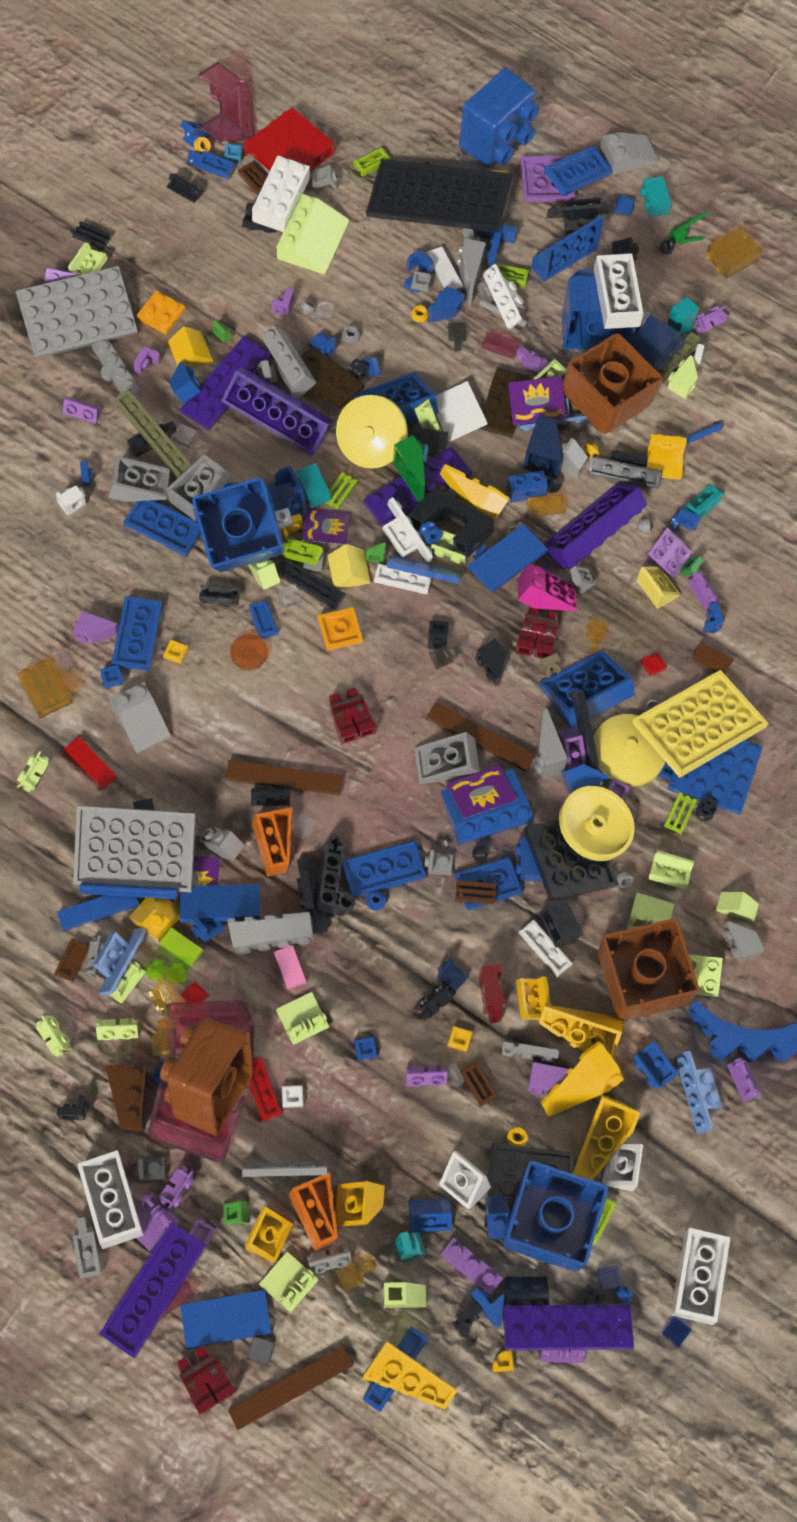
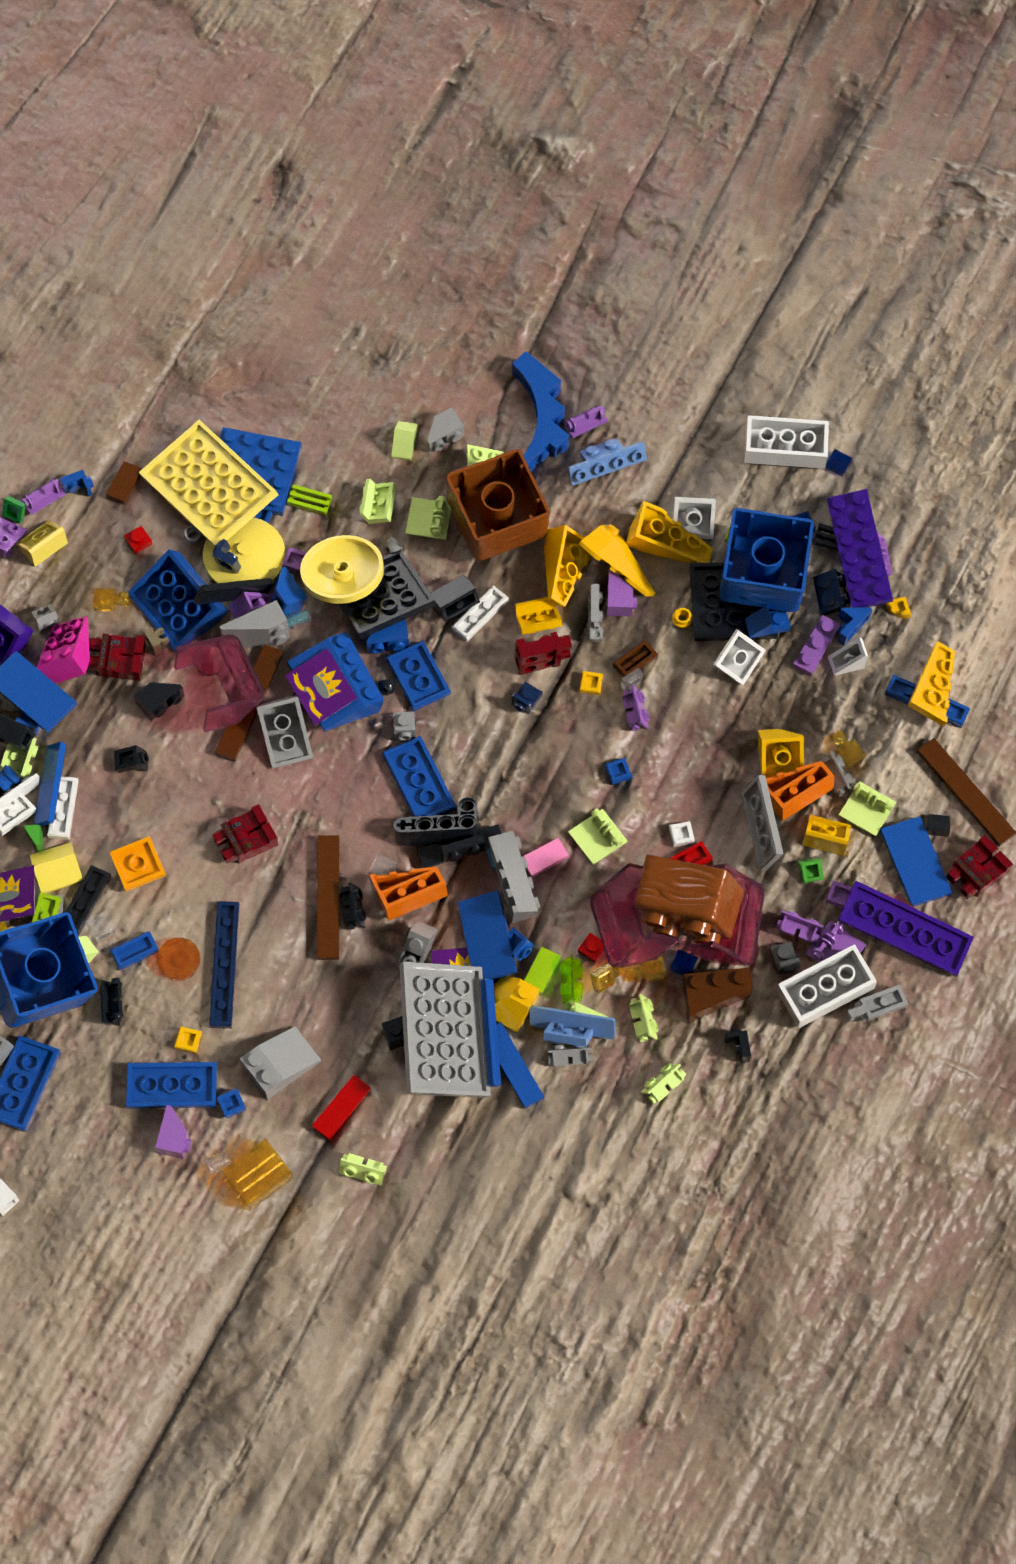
camera: 95 degrees left, 0 degrees up
(72, 960) = (575, 1081): reddish brown tile -> none
(237, 687) = (224, 965): none -> dark blue tile
(376, 906) = (456, 787): blue plate -> none
(404, 1295) = (860, 700): yellowish green slope -> none
(409, 1245) = (812, 700): teal plate -> none
(428, 1004) = (549, 706): black hinge -> none
(430, 1215) = (774, 687): blue panel -> none
(443, 656) = (157, 749): clear smoke plate -> none
(451, 1294) = (849, 658): none -> white slope
(469, 1315) = (871, 645): black bracket -> none
(478, 885) = (433, 667): reddish brown tile -> none
(523, 716) = (229, 661): none -> clear pink windscreen
(557, 784) = (298, 618): none -> clear light blue pin
(622, 724) = (225, 558): none -> dark blue bracket
(624, 1294) = (815, 507): blue plate -> none
(655, 1065) = (586, 499): blue bracket -> none
(708, 805) = (303, 469): black wheel -> none

